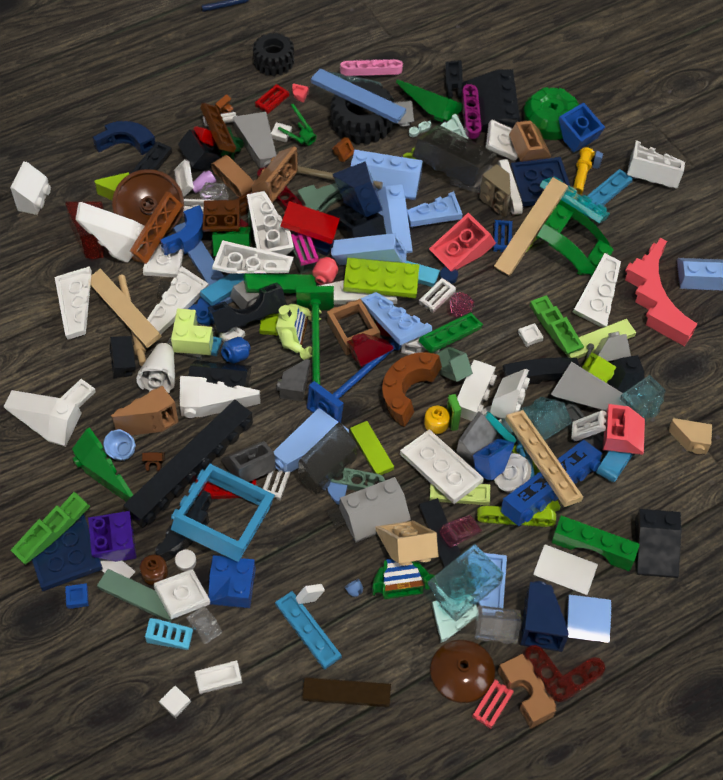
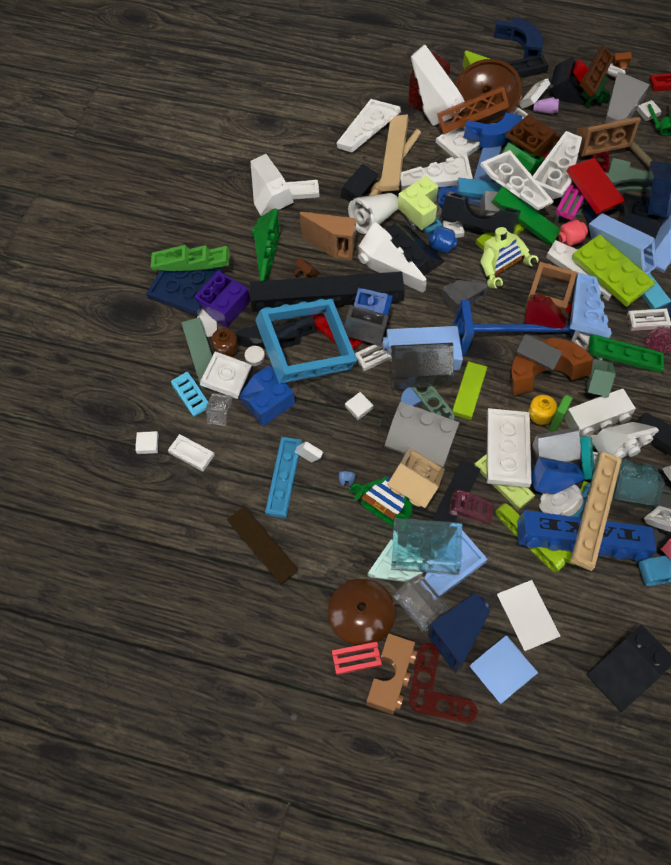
camera: 50 degrees right, 5 degrees up
(30, 189) = (415, 27): white slope -> none
(77, 596) = (162, 318): blue plate -> none
(119, 445) = (292, 241): light blue hair -> none
(214, 191) = (547, 116): clear bracket -> none
(232, 175) = (574, 113): medium nougat beam -> none
(240, 439) = (373, 301): none -> blue slope
(306, 528) = (359, 406): none -> white tile
(315, 299) = (539, 245): green tile -> none
(399, 380) = (539, 352): none -> dark grey tile
(617, 550) = (583, 632): green arch -> none

